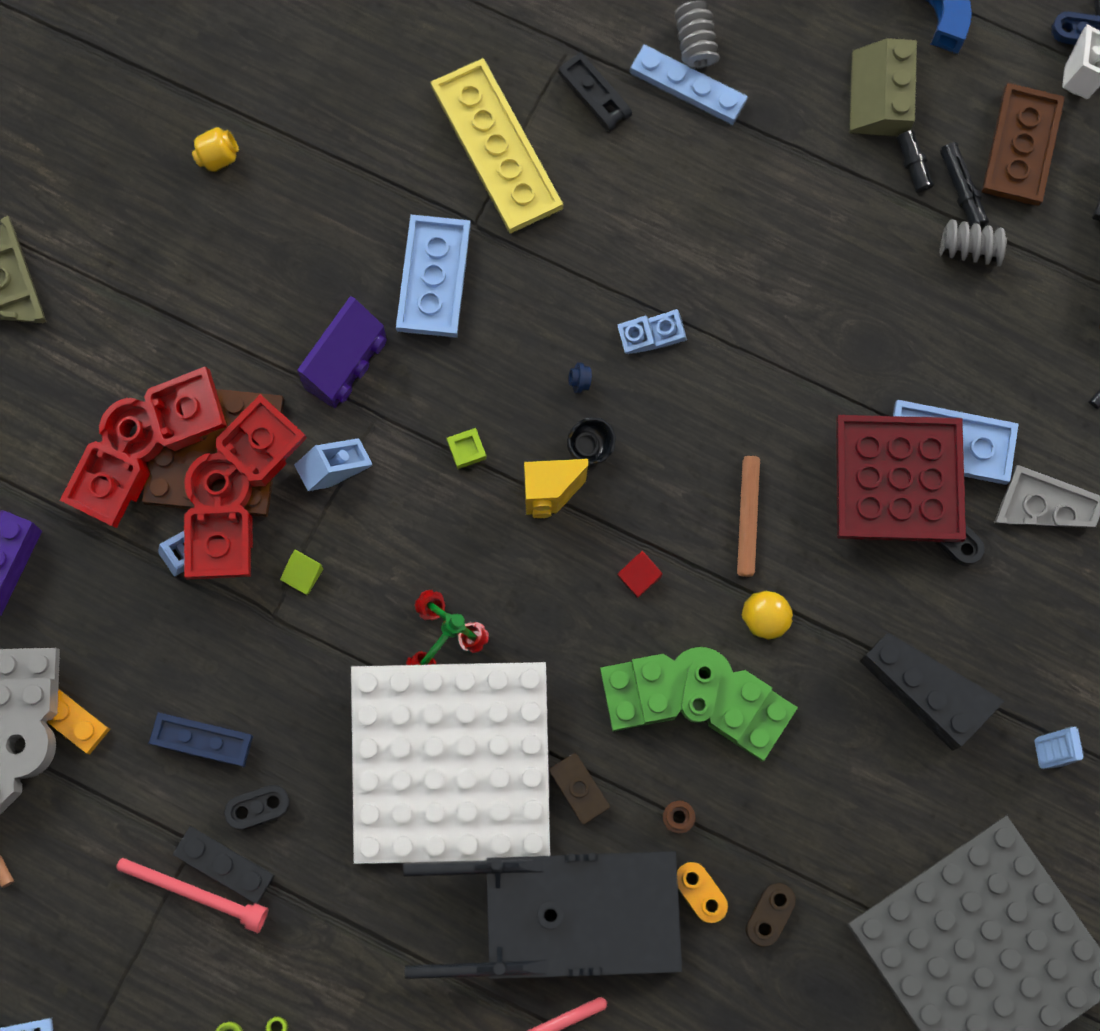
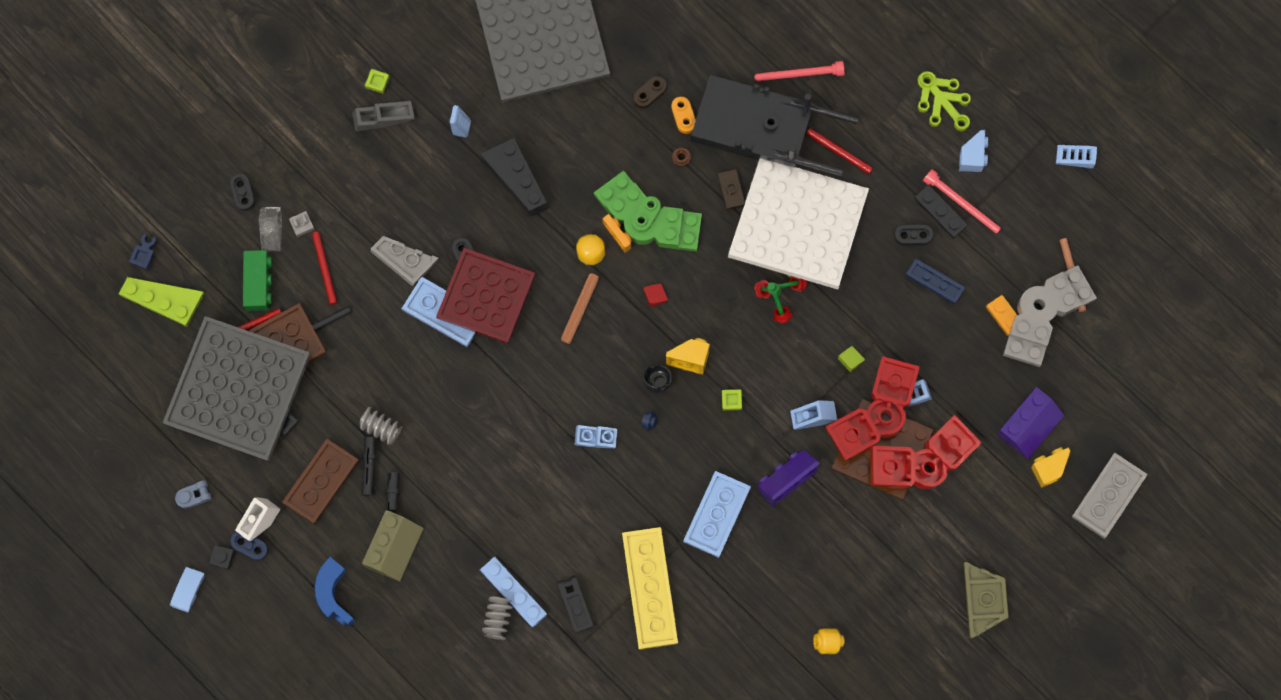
camera: 155 degrees left, 0 degrees up
(194, 983) = (972, 153): none -> light blue slope
(422, 916) = (840, 151): none -> red bar
(738, 652) = (621, 238): none -> light orange plate

